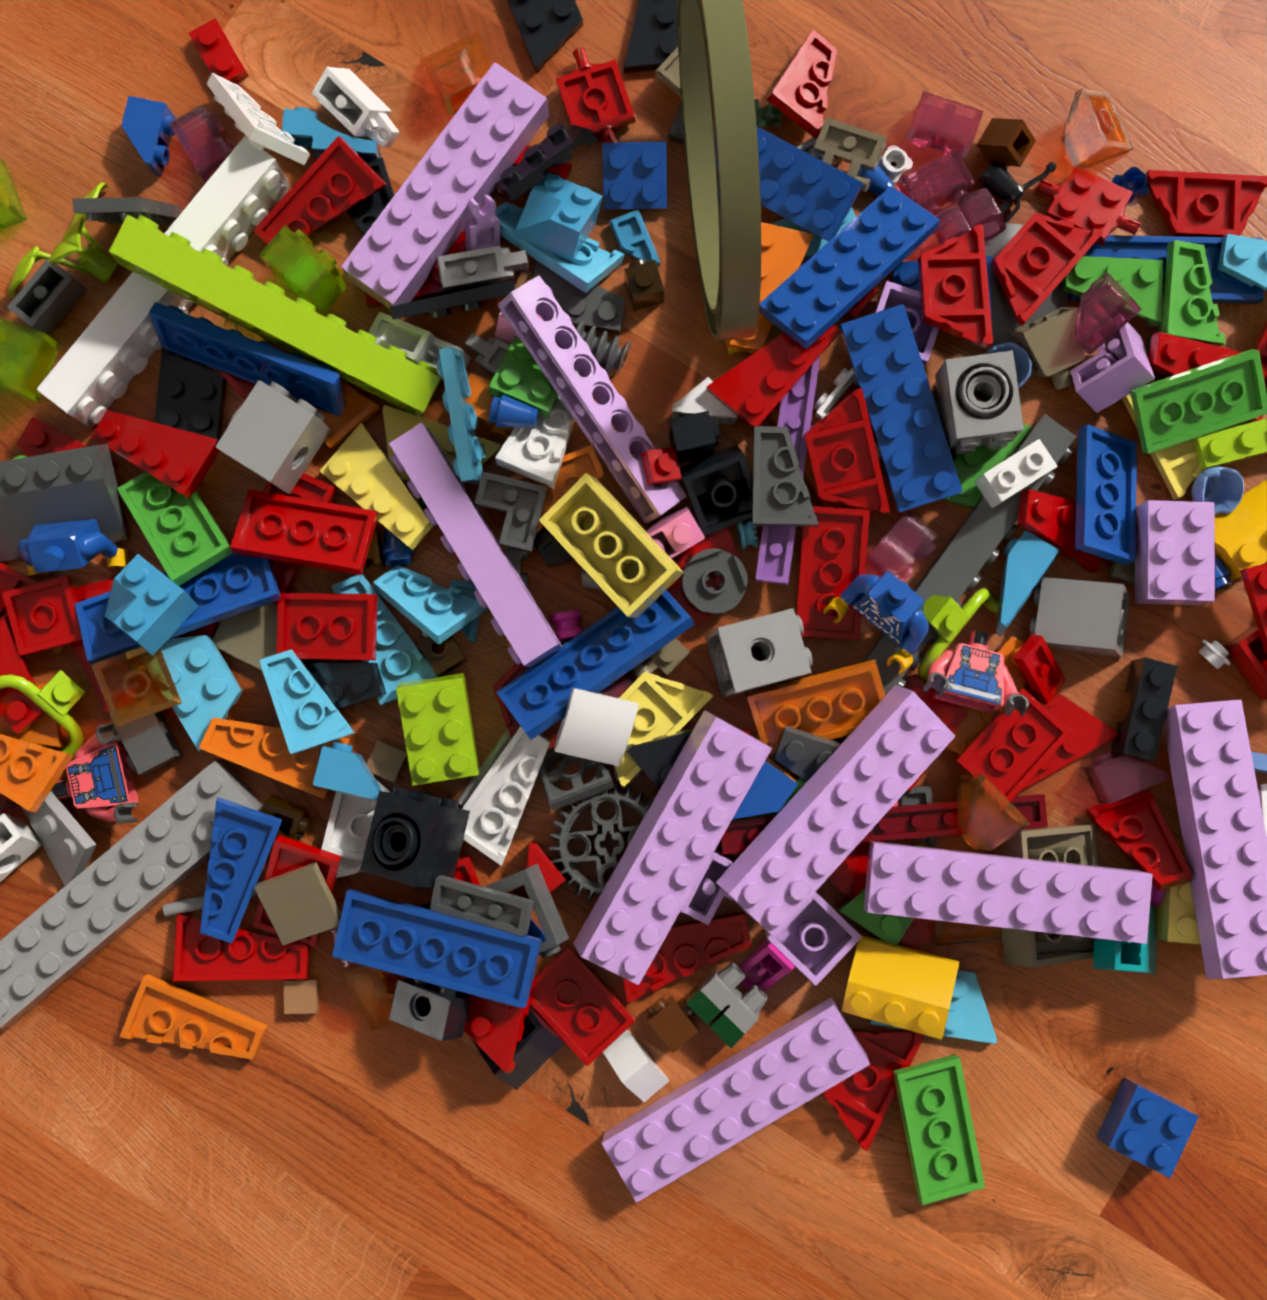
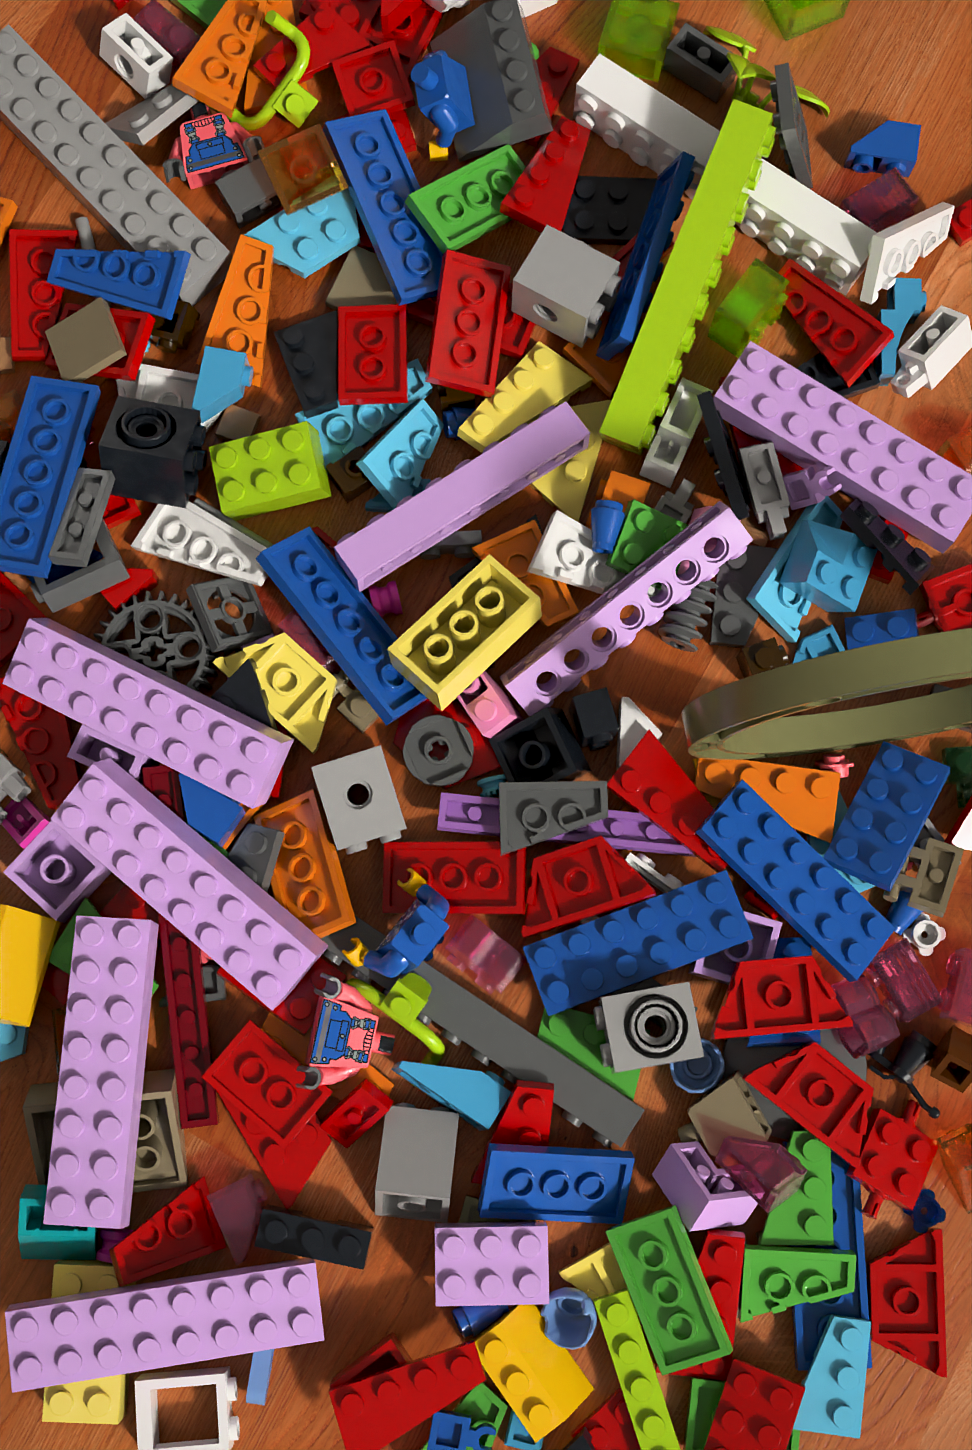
camera: 85 degrees right, 5 degrees down
(147, 604) = (382, 173): dark azure slope -> none
(301, 704) = (290, 332): medium azure wing -> none
(462, 416) = (594, 474): medium azure wing -> none
(520, 502) = (507, 540): dark grey plate -> none
(596, 727) = (272, 625): white slope -> none
(661, 466) = (558, 683): red plate -> none
(986, 813) = (186, 1050): clear orange slope -> none
(1015, 473) = (570, 1073): white brick -> none
(1214, 653) = (382, 1320): white plate -> none

